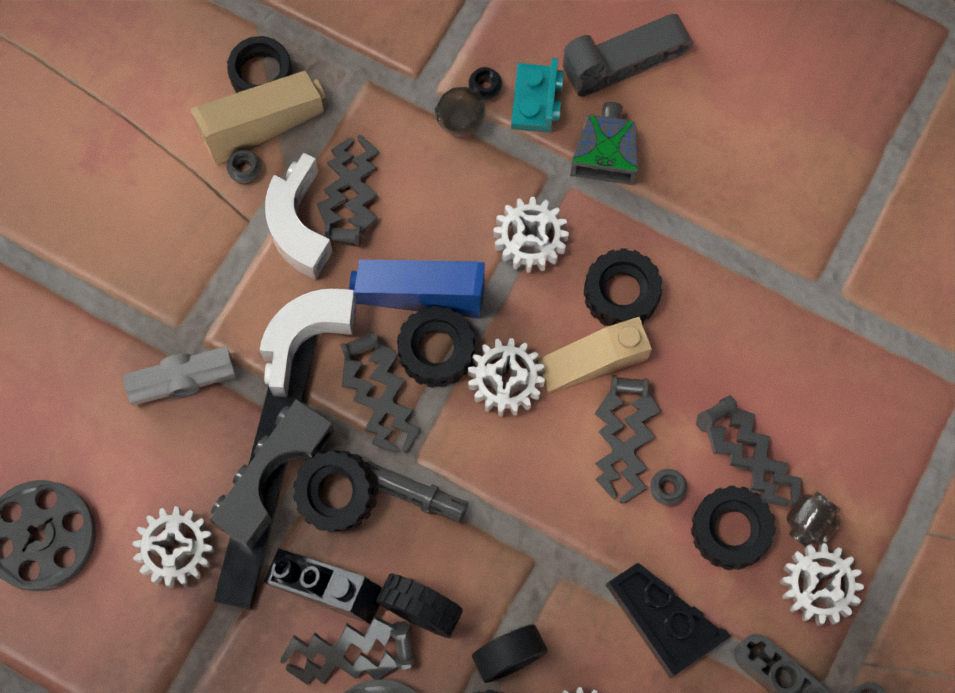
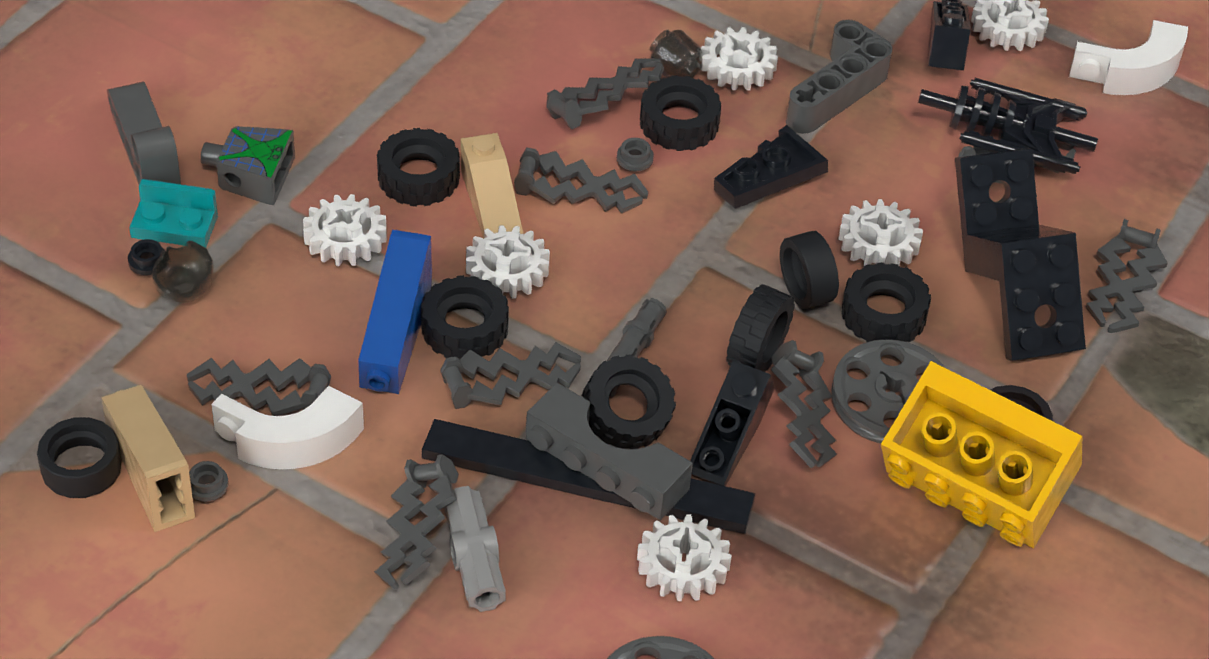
camera: 90 degrees left, 25 degrees down
(190, 327) = (411, 534): none -> dark grey piece
(297, 321) = (438, 429): white arch -> none

